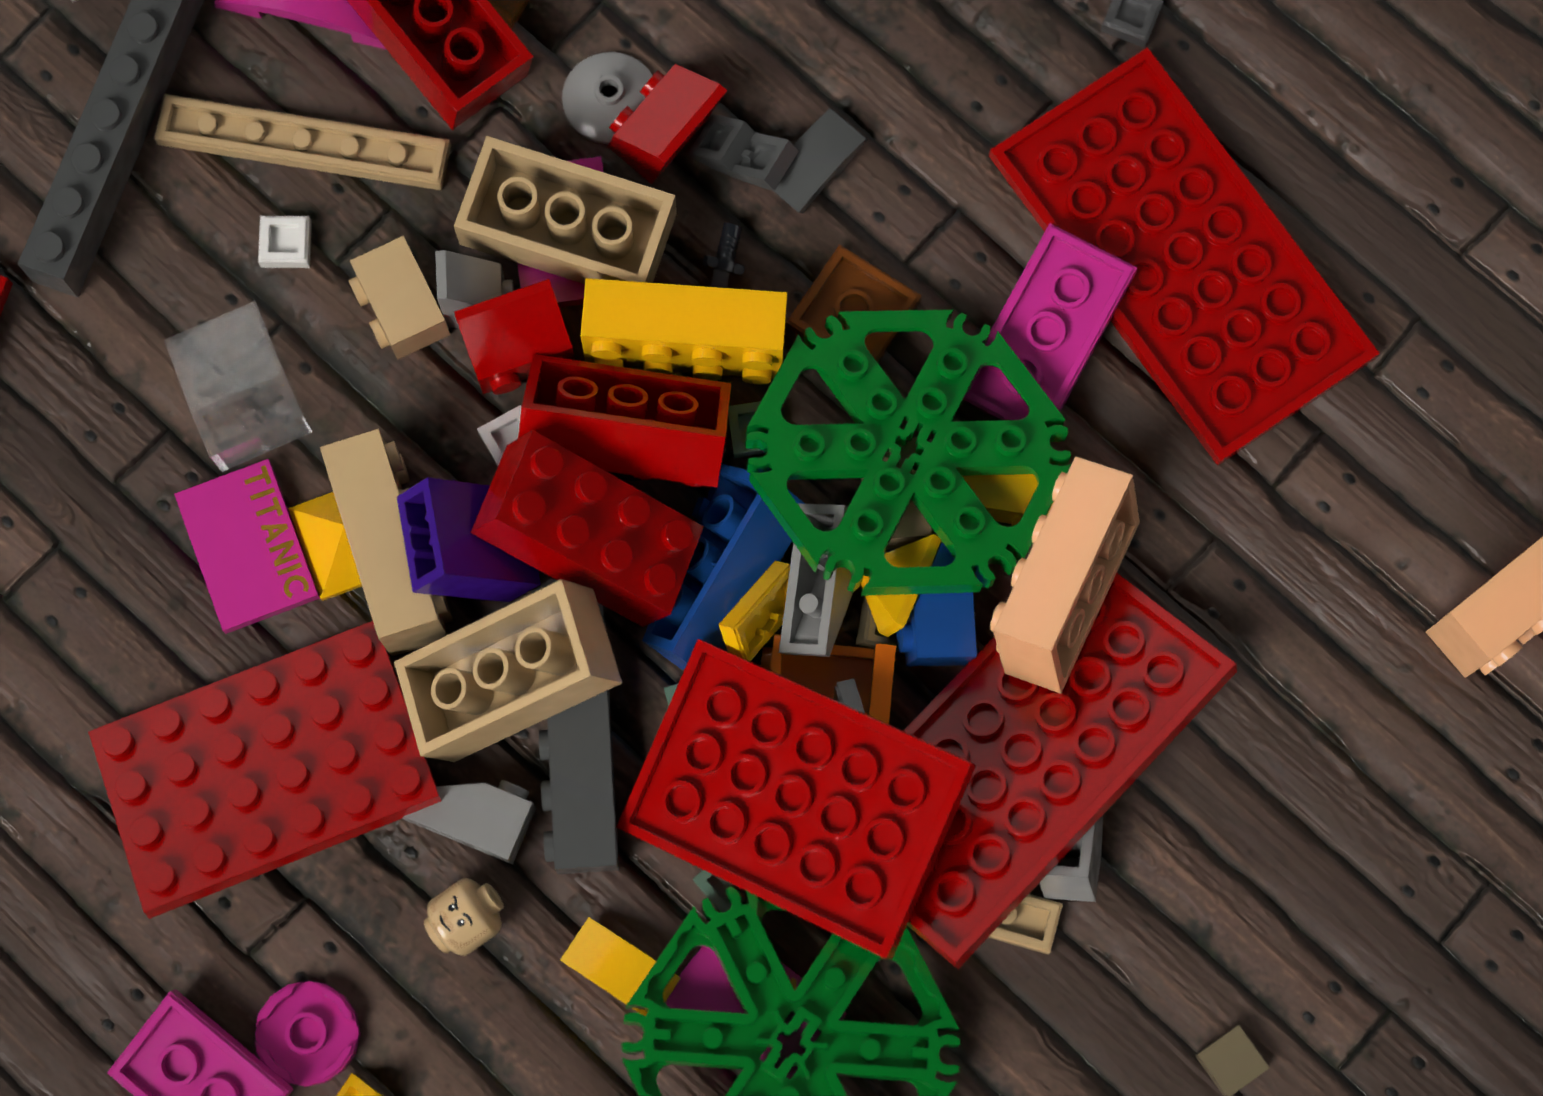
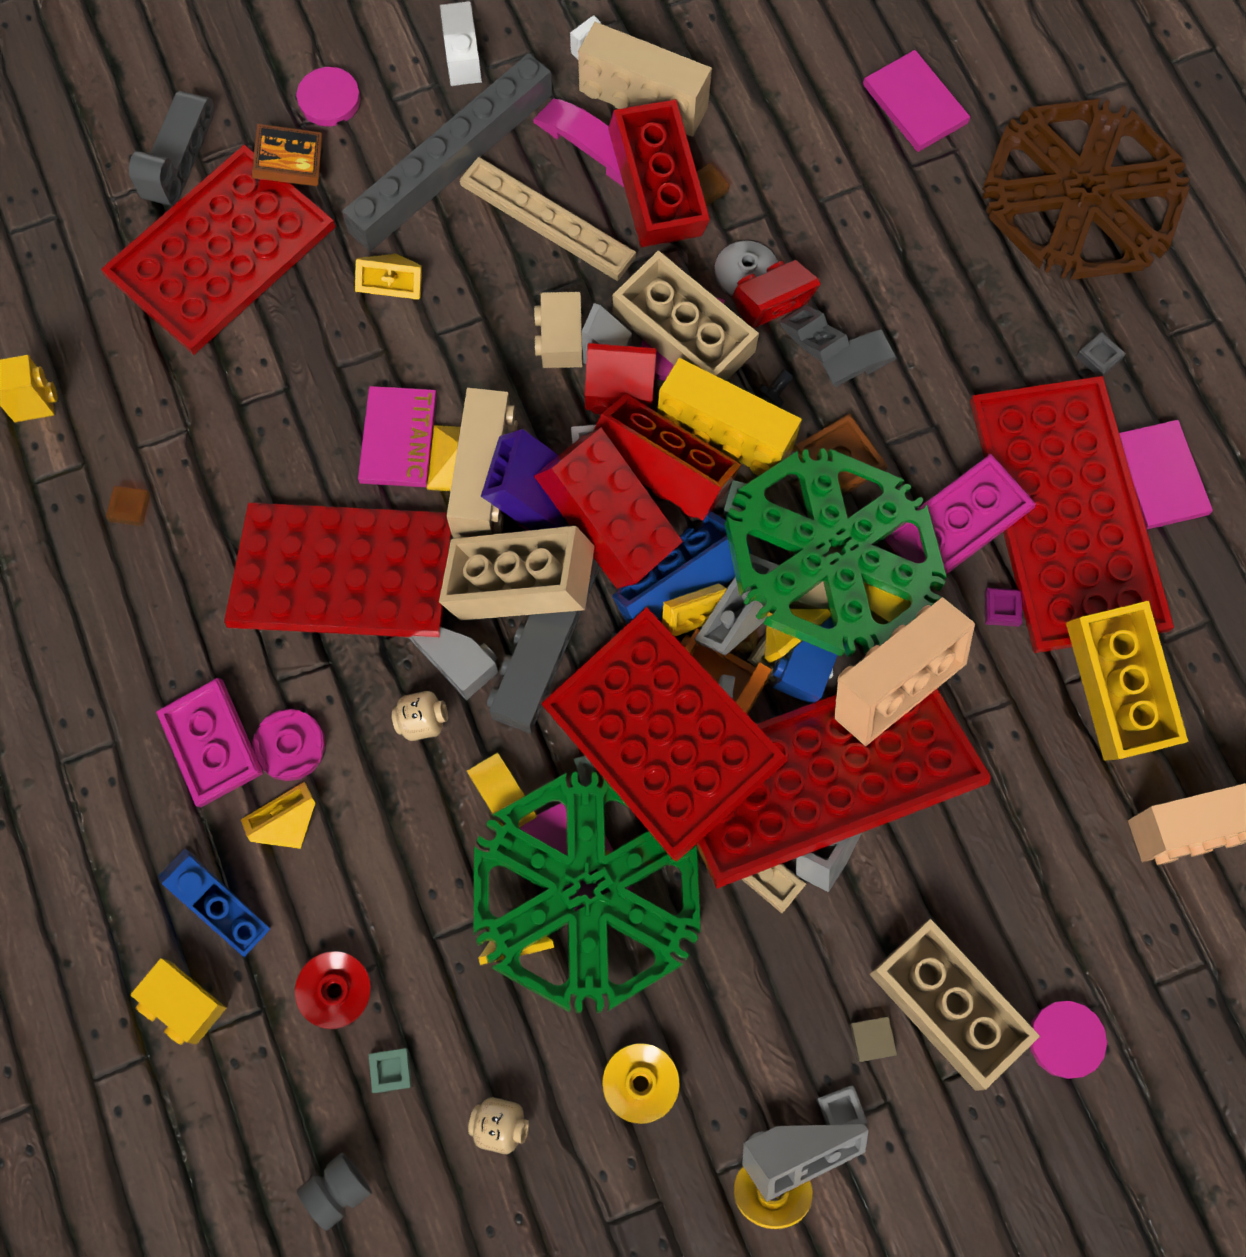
camera: 25 degrees right, 5 degrees down
(123, 322) = (388, 276): none -> yellow slope
(237, 387) = (437, 341): clear slope -> none
(284, 242) = (508, 270): white tile -> none
(1152, 421) = (1003, 607): none -> magenta tile
(1281, 147) = (1164, 475): none -> dark pink tile
(1313, 973) = (954, 1005): none -> tan brick
(1351, 457) = (1126, 681): none -> yellow brick
(1468, 948) = (1069, 1041): none -> dark pink tile

